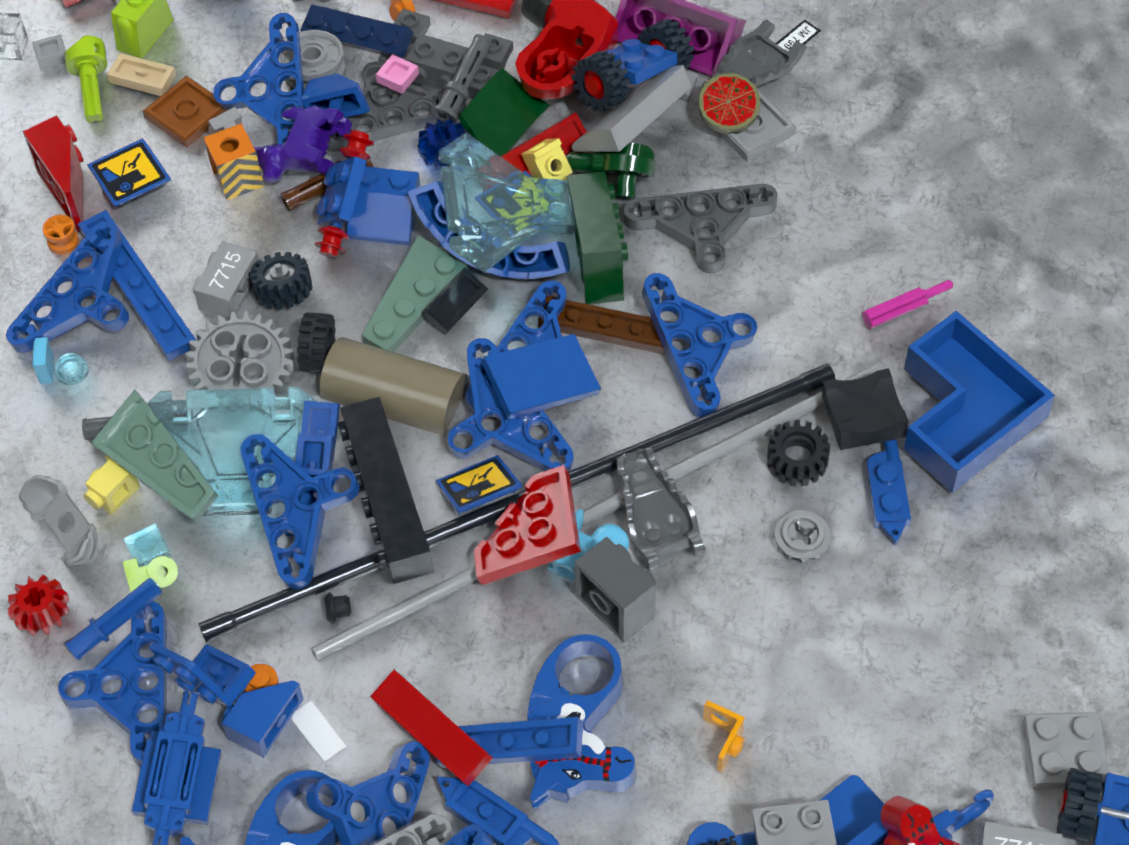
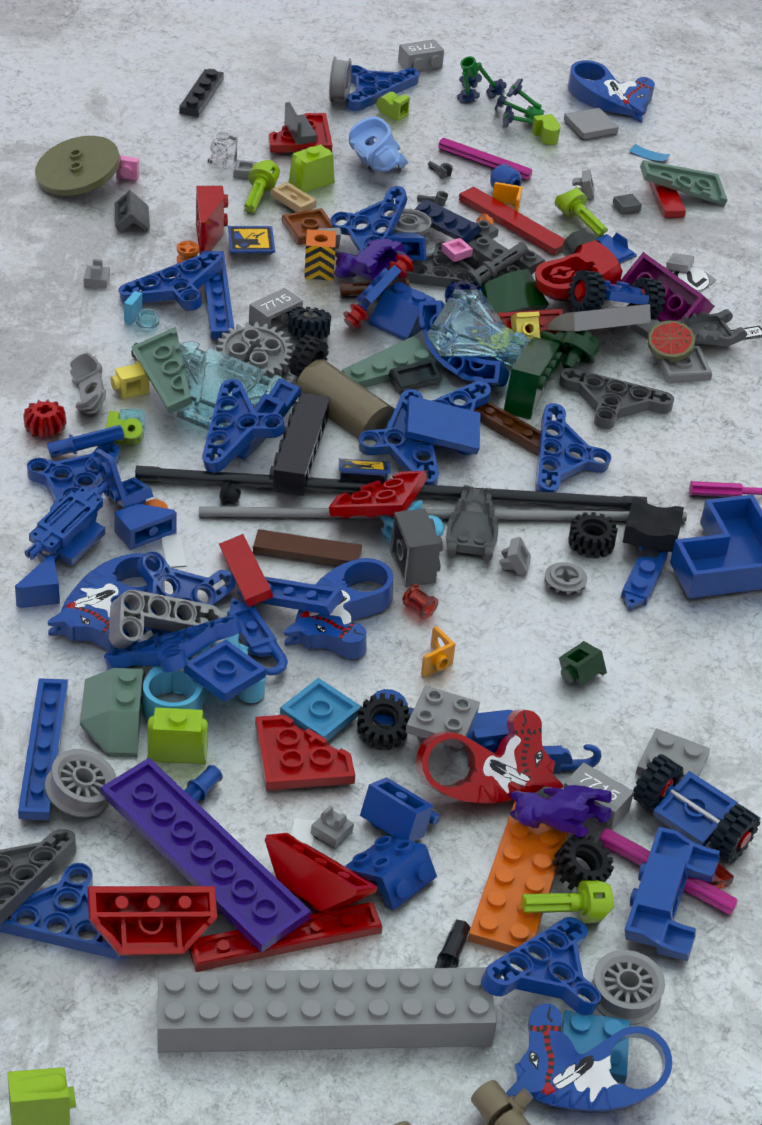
camera: 20 degrees right, 15 degrees down
(479, 646) = (305, 548): none -> reddish brown tile
(659, 663) = (420, 601): none -> clear red bush
(733, 532) = (516, 557): none -> light grey tile
(893, 655) = (582, 663): none -> dark green brick

